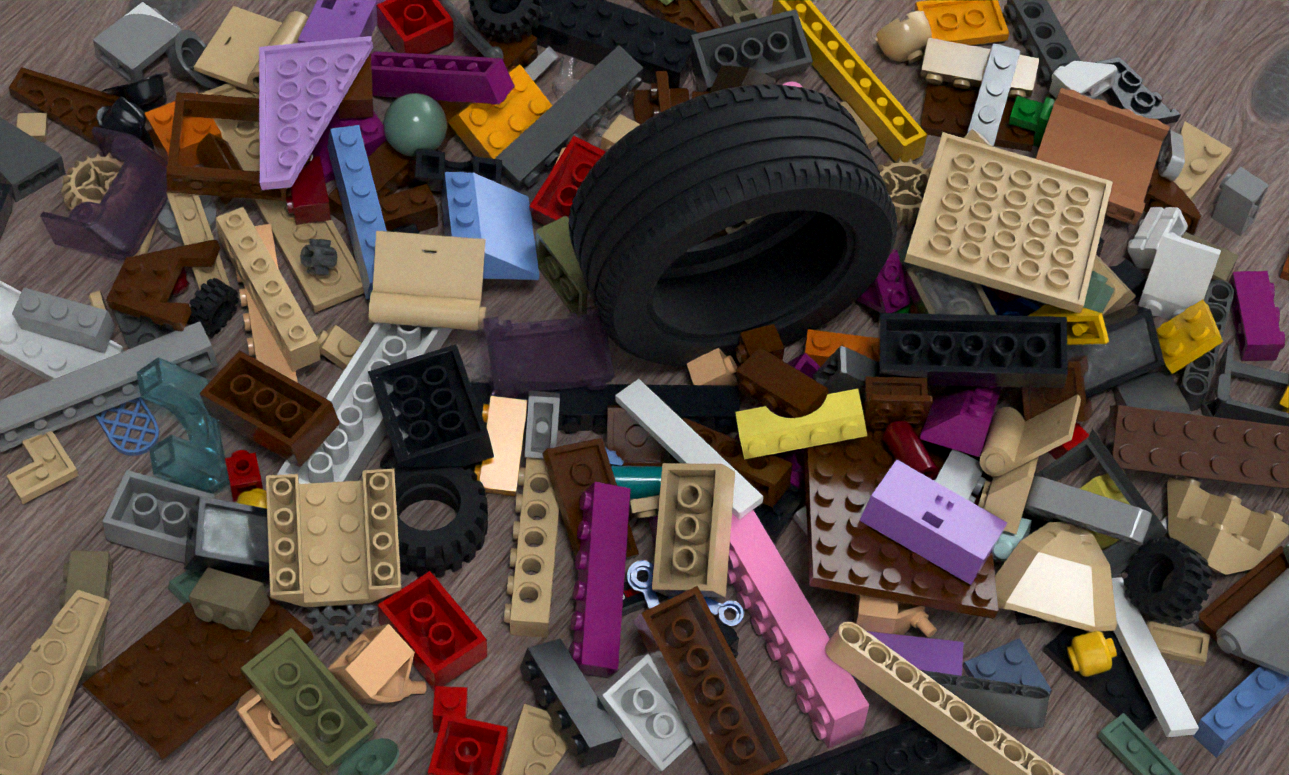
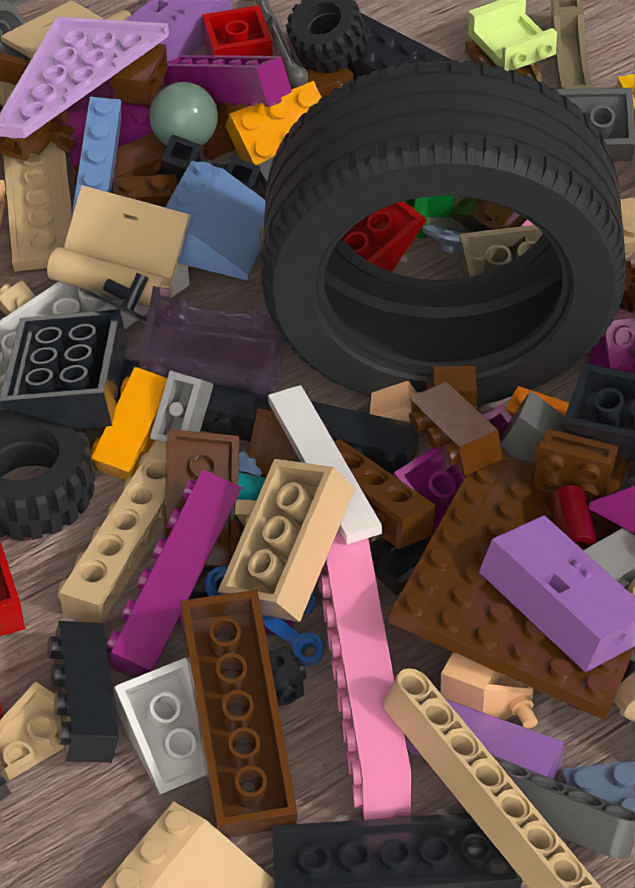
camera: 25 degrees right, 10 degrees down
(309, 195) = (53, 161): dark red slope -> none
(318, 256) = (34, 215): dark grey gear -> none
(455, 326) = (129, 295): none -> black shield
(768, 434) = (498, 464): light yellow arch -> none

